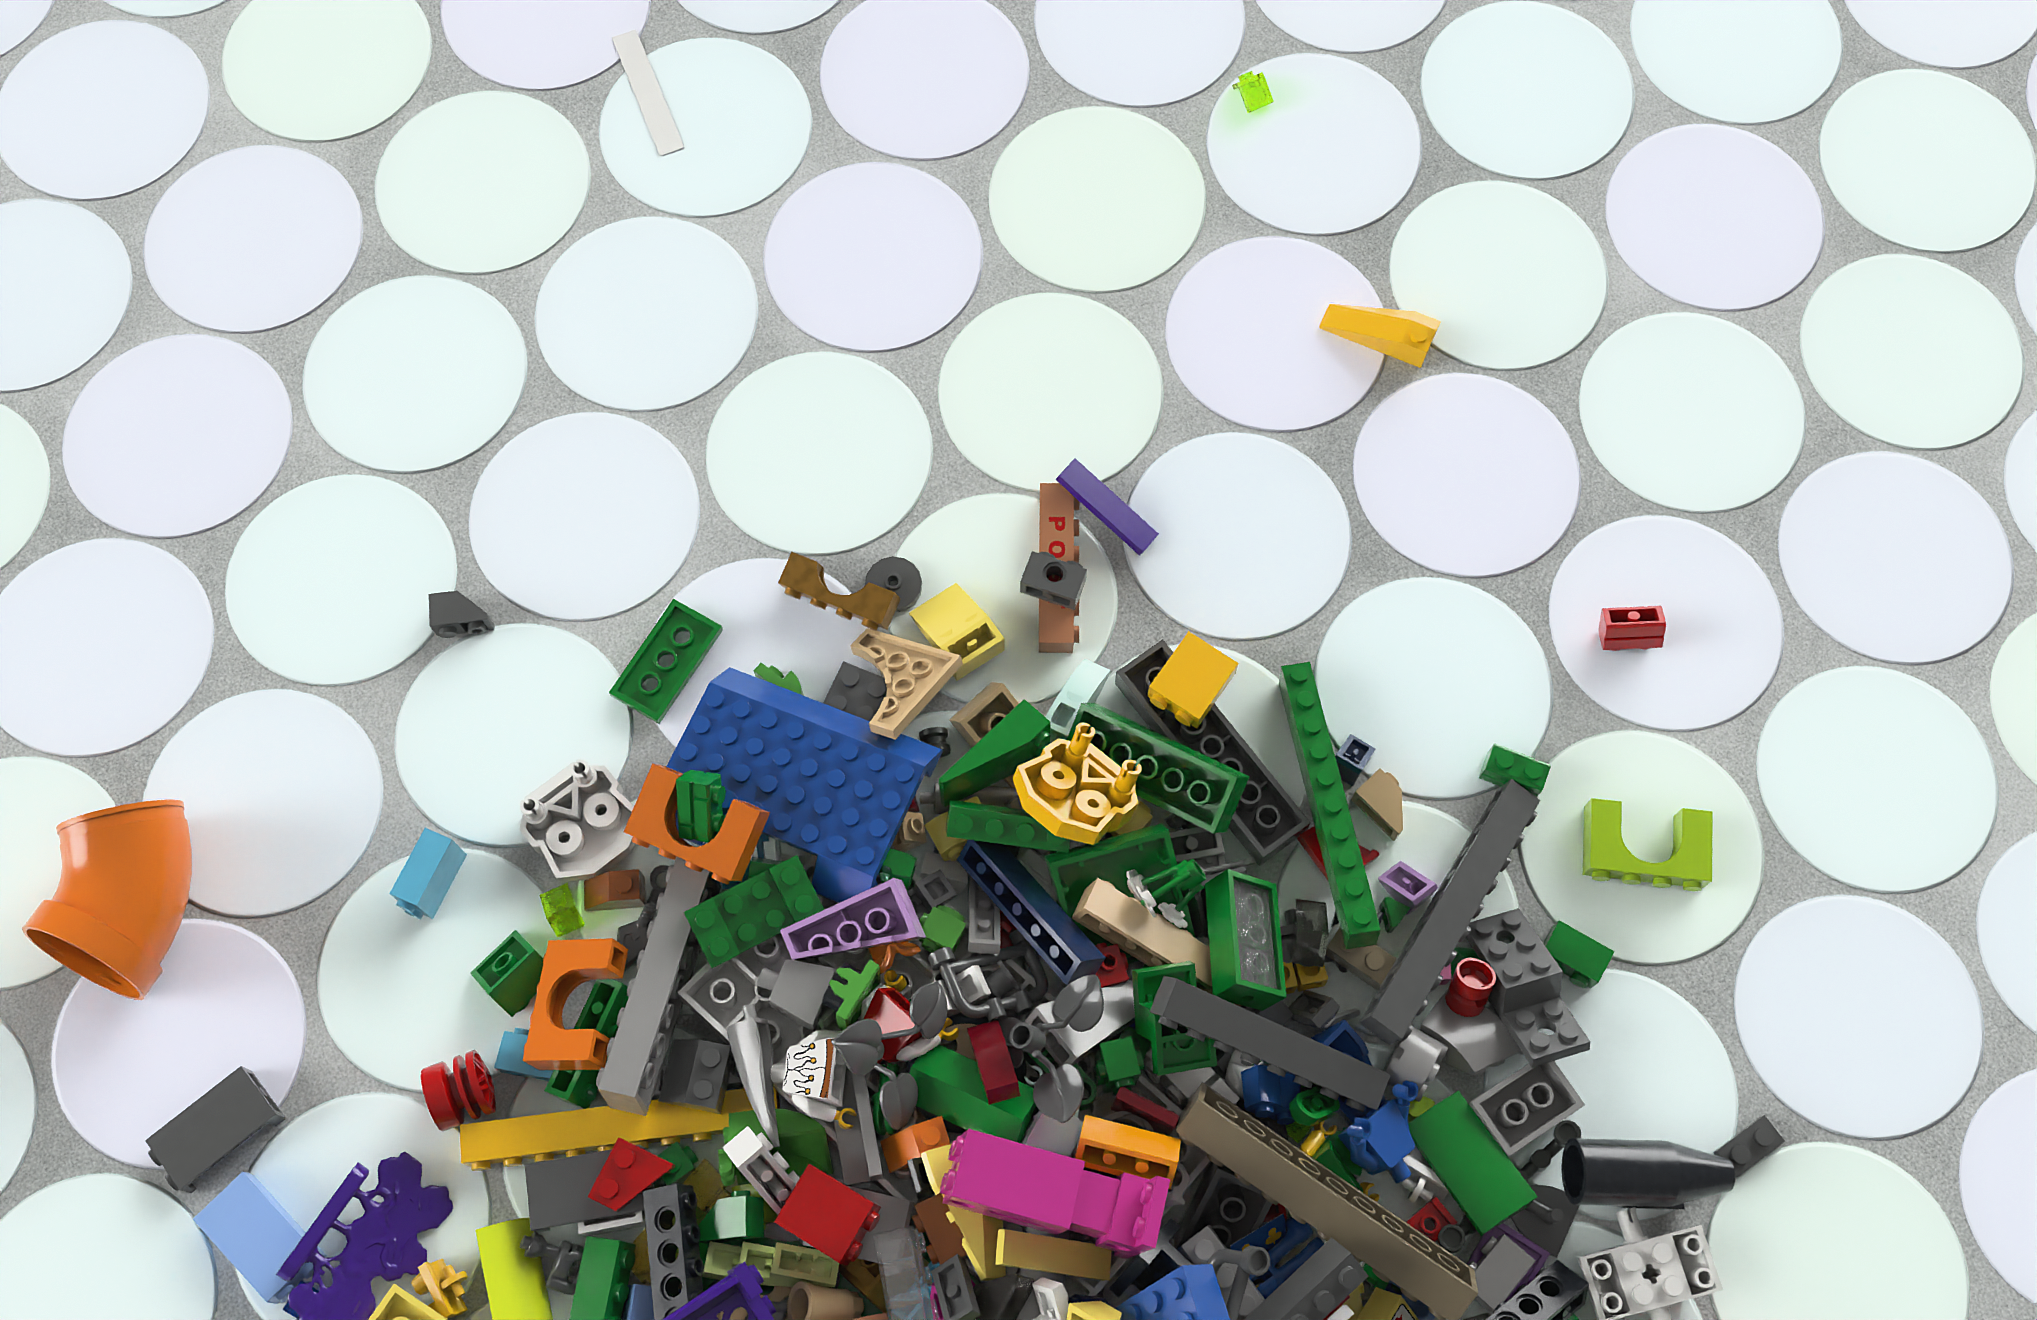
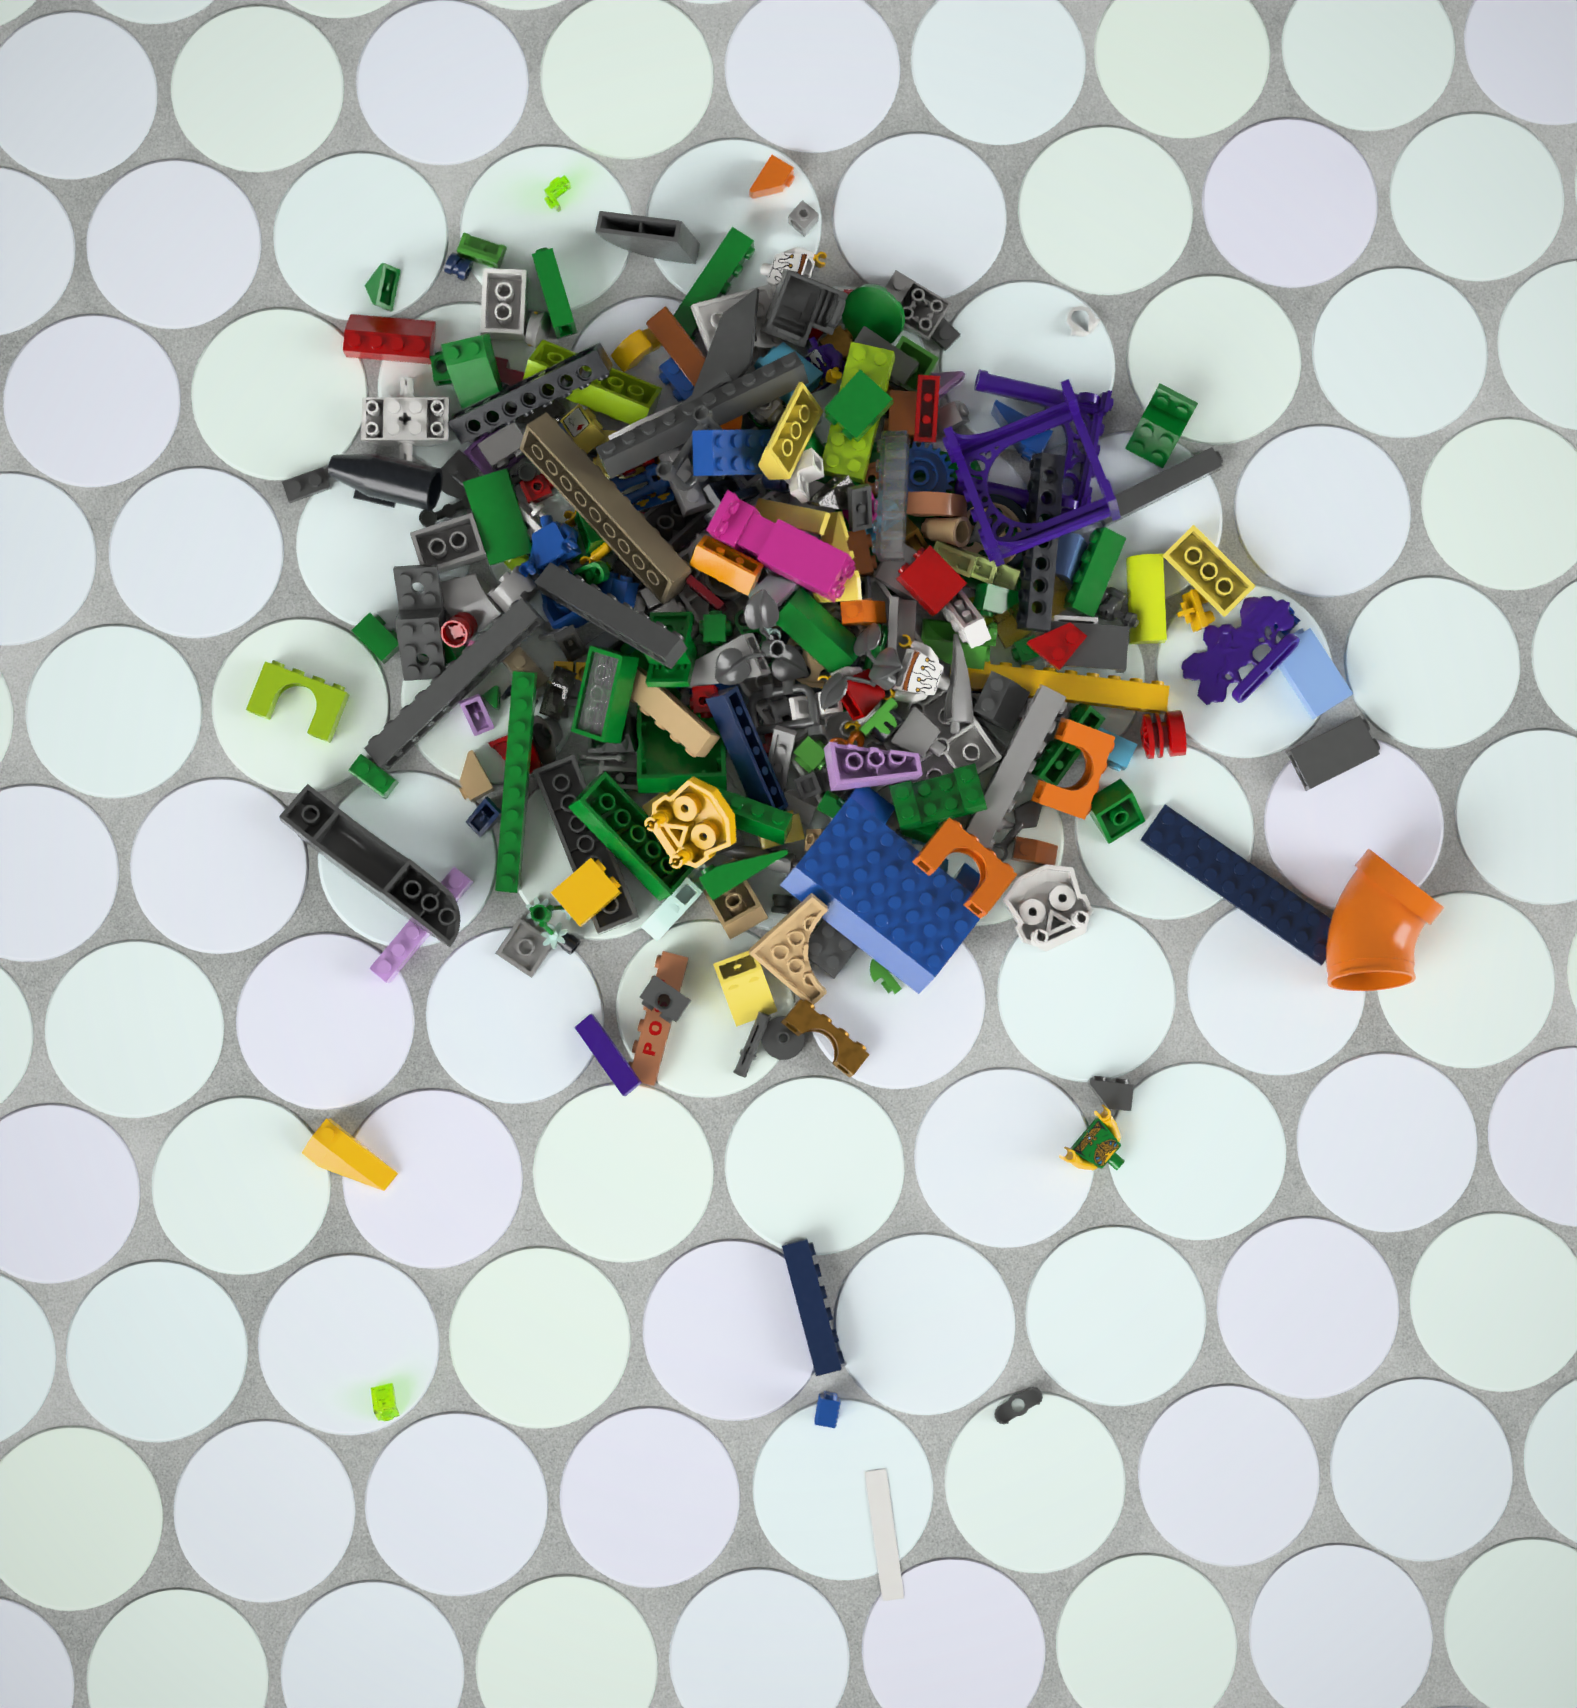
camera: 165 degrees left, 15 degrees up
(327, 921) = (1239, 883): none -> dark blue plate
(427, 874) = (1162, 892): medium azure brick -> none
(469, 547) = (1097, 1144): none -> torso
(529, 240) = (1005, 1413): none -> dark grey piece
(561, 910) = (1074, 848): clear neon green bracket -> none
(673, 678) = (964, 1002): green plate -> none
(700, 805) = (959, 878): green brick -> none
(738, 185) = (827, 1410): none -> blue brick
(784, 293) = (811, 1307): none -> dark blue brick
(934, 541) = (752, 1044): none -> dark grey pin
(993, 1062) = (799, 647): dark red slope -> none
(1187, 876) = (632, 743): plant -> none
(1198, 628) = (571, 943): none -> black hose
(1240, 642) = (542, 915): none -> plant
(1248, 614) = (524, 948): none -> light grey tile
(1304, 877) = (546, 737): none -> dark grey piece
(1388, 605) = (412, 936): none -> lavender brick
(1475, 653) = (374, 864): none -> dark grey slope
(1632, 628) = (250, 860): red brick -> none

